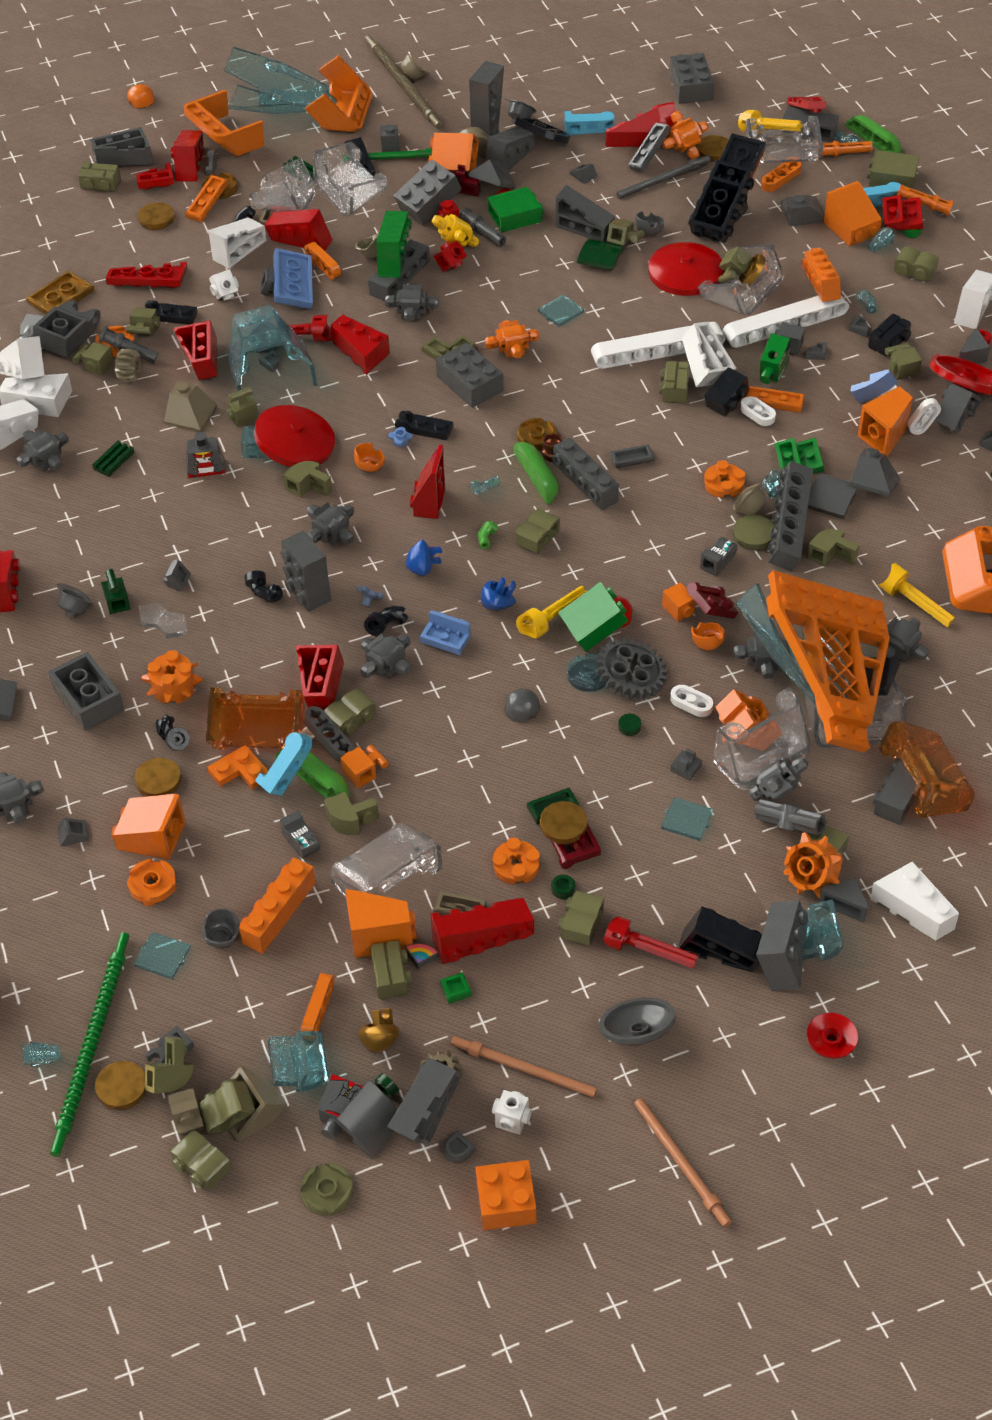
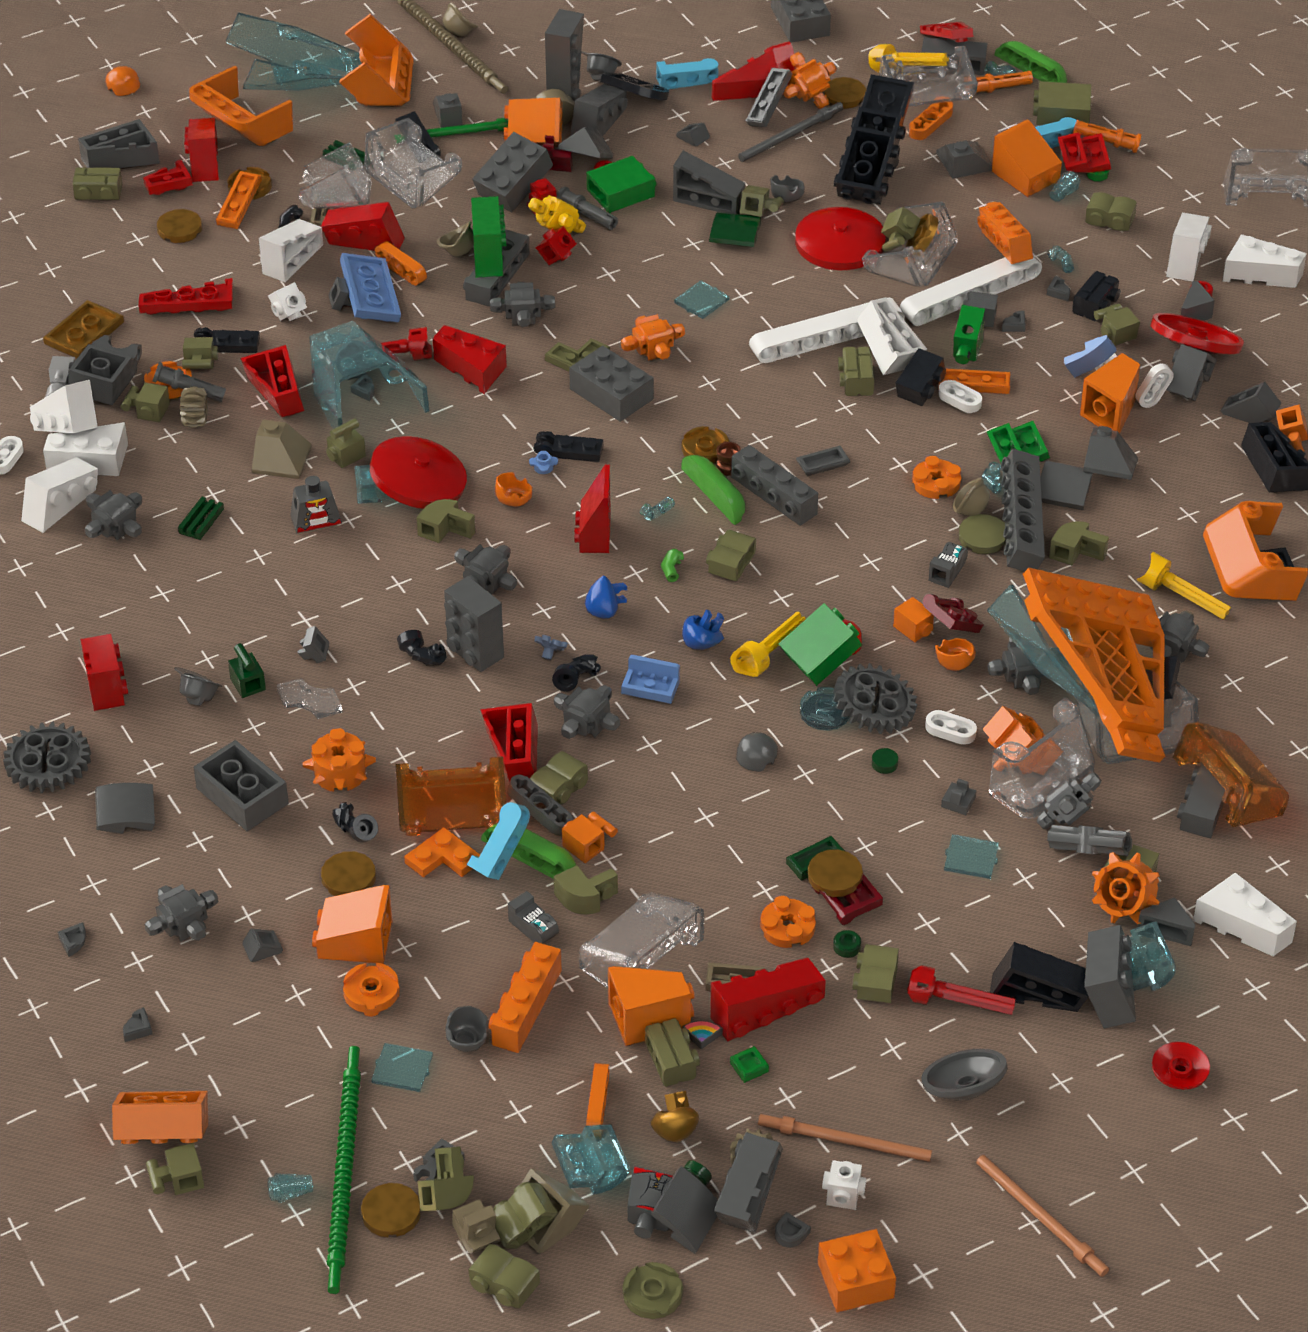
camera: 10 degrees left, 5 degrees down
(212, 162) = (233, 156): dark grey tile -> none

